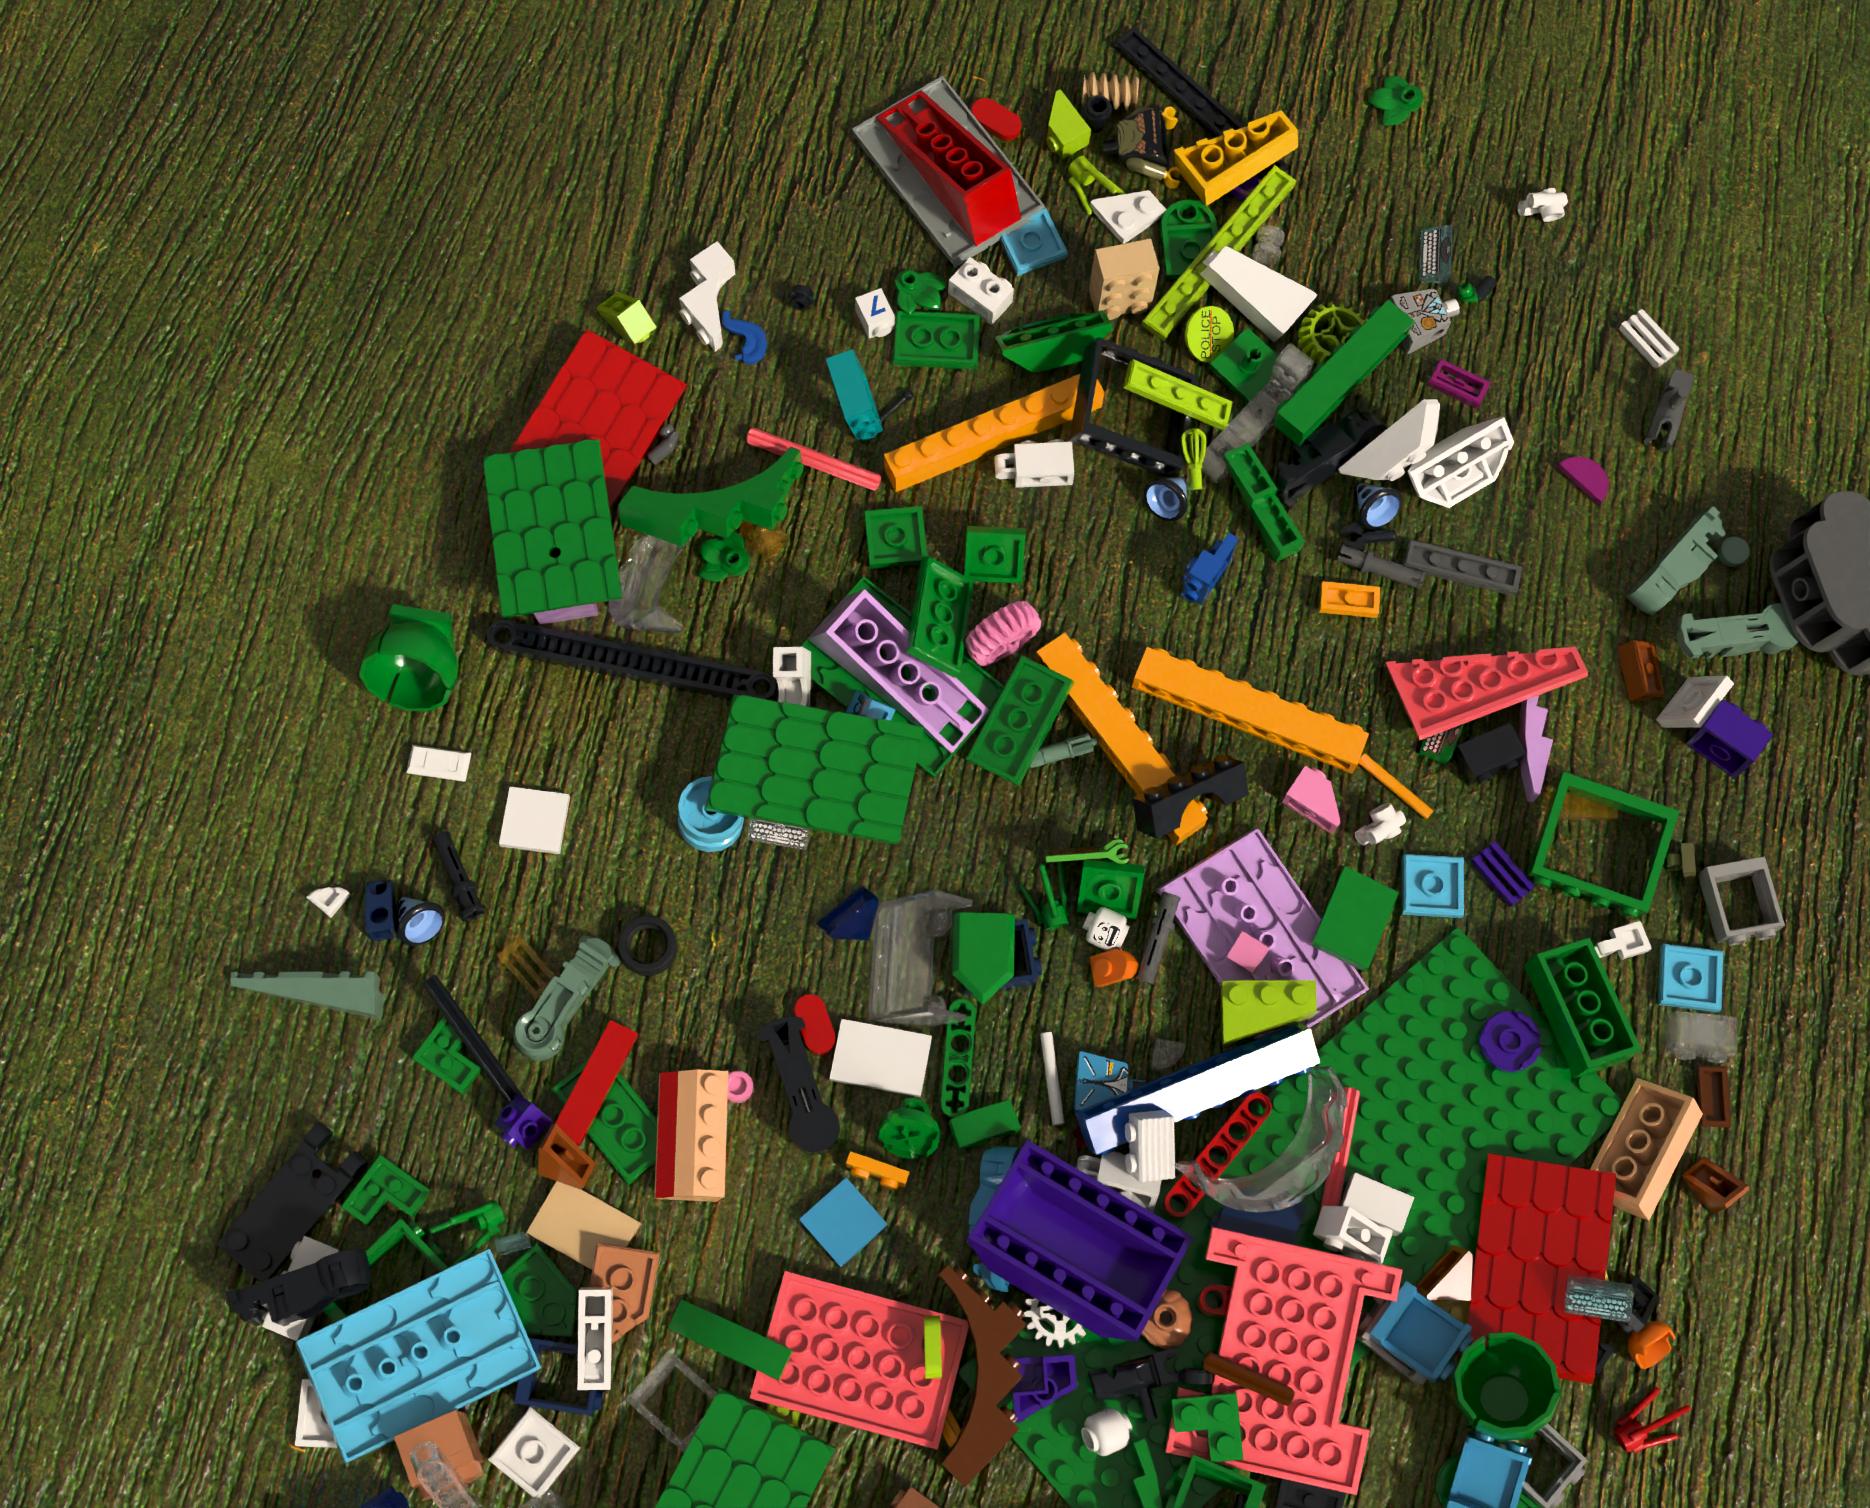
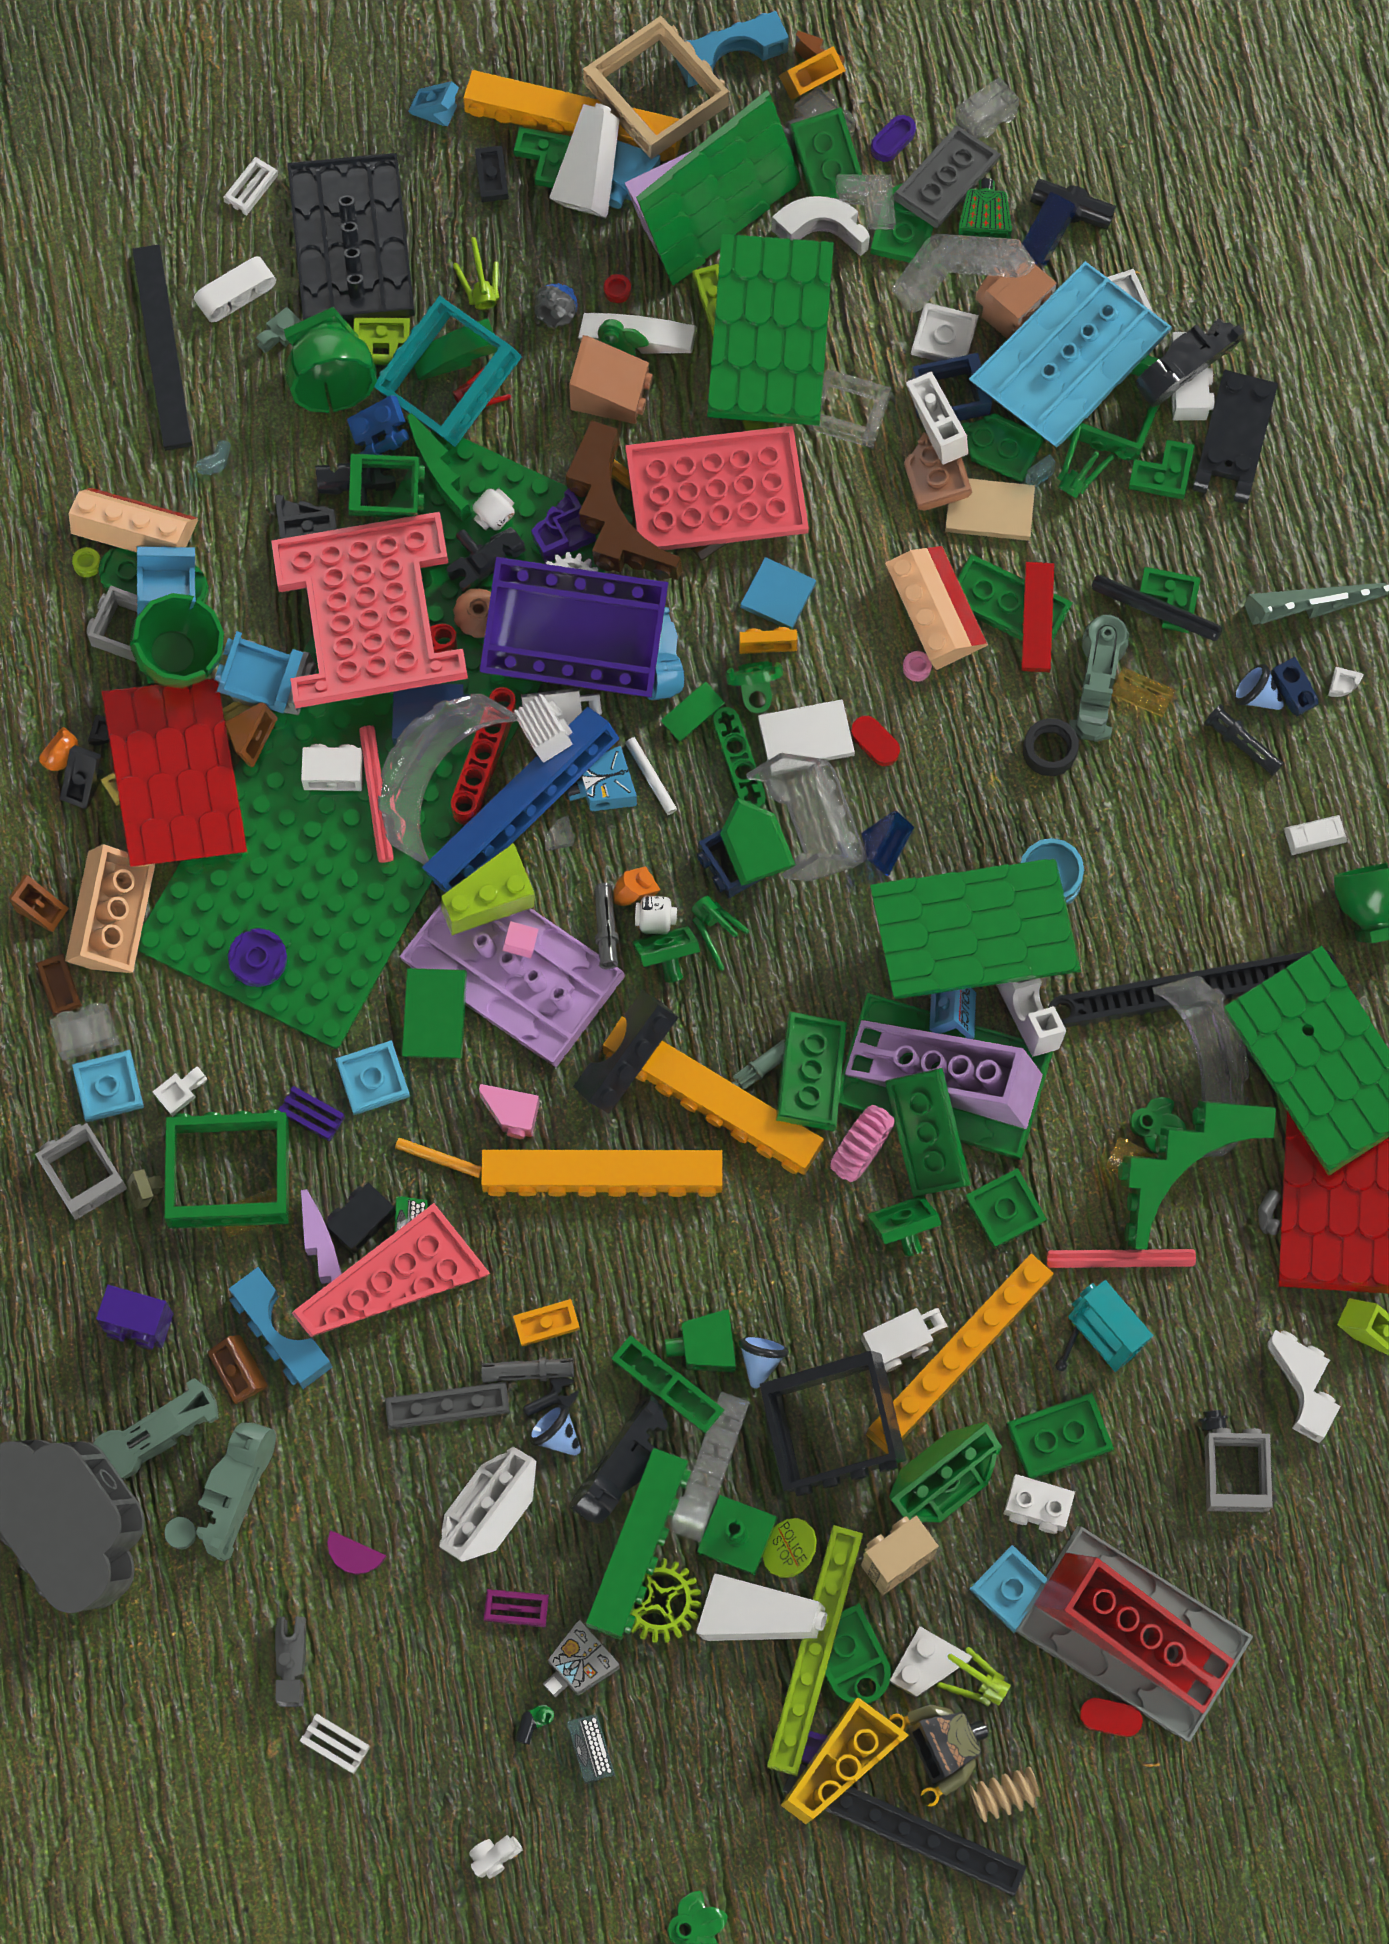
camera: 160 degrees right, 0 degrees up
(521, 1122) = (1081, 562): dark purple brick -> none
(534, 820) = (1204, 817): white tile -> none
(563, 1159) = (1030, 546): dark orange slope -> none
(730, 1340) = (829, 464): green slope -> none
(755, 344) = (1237, 1363): blue piece -> none
(807, 226) = (1238, 1502): none -> light grey window
(813, 1124) = (839, 652): black piece -> none
(875, 313) = (1131, 1432): white brick -> none
(921, 292) = (1096, 1479): green plate -> none
(932, 1347) = (662, 511): lime beam -> none
(1066, 128) = (1035, 1732): lime slope -> none
(1097, 112) = (1013, 1750): black cone -> none
(1106, 851) = (702, 967): bright green flag -> none
(1177, 394) = (794, 1452): lime tile -> none
(1194, 463) = (746, 1391): lime piece -> none
(1196, 1376) = (435, 571): black tile -> none
(1206, 570) = (696, 1281): blue plate -> none
(1211, 521) = (705, 1343): none -> green torso
(1216, 1414) = (411, 547): green plate -> none
(1248, 1378) = (393, 578): reddish brown axle -> none
(1269, 241) = (768, 1688): clear wheel -> none
(1351, 1234) = (345, 726): white brick -> none
(1384, 826) = (437, 1113): white plate -> none
(1398, 445) = (555, 1476): white wedge -> none
(1582, 1007) = (202, 1005): green brick -> none
(1598, 1298) = (117, 754): clear light blue slope -> none
(1610, 719) = (302, 1357): none -> dark azure arch
(1632, 1434) = (52, 677): red plant -> none
(1694, 701) = (178, 1341): white tile -> none

